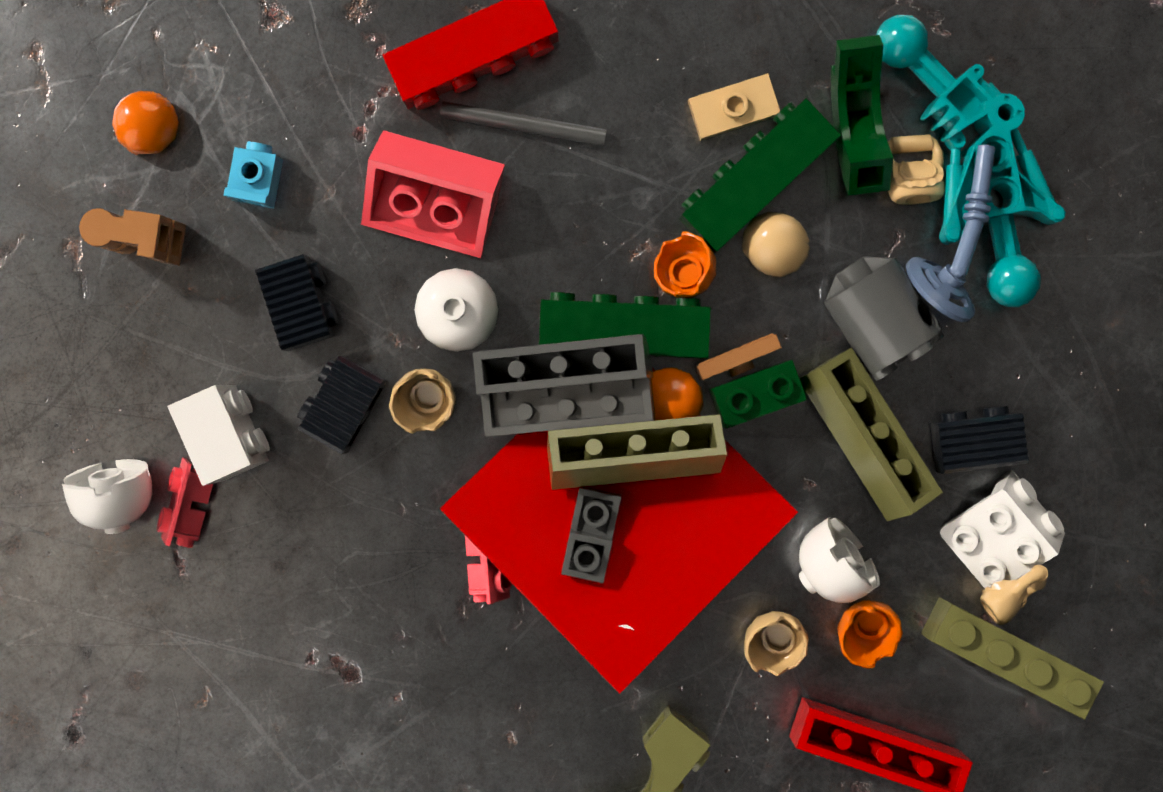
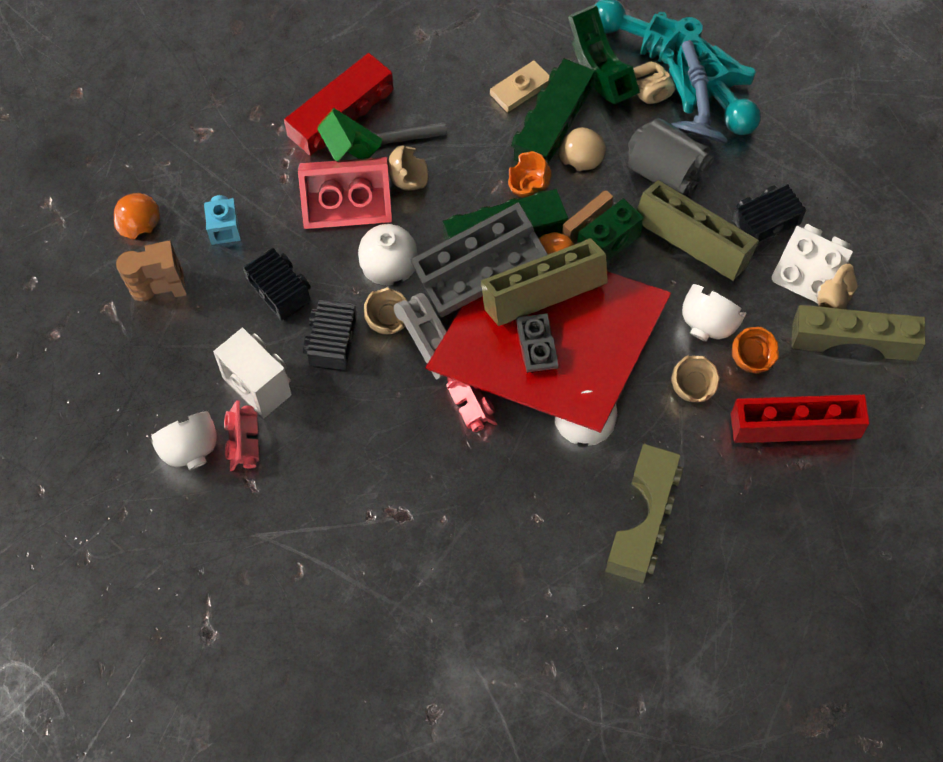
camera: 20 degrees left, 25 degrees down
(456, 118) = (345, 135): none -> green slope
(461, 451) = (426, 330): none -> light grey plate
(526, 193) = (407, 170): none -> tan hair

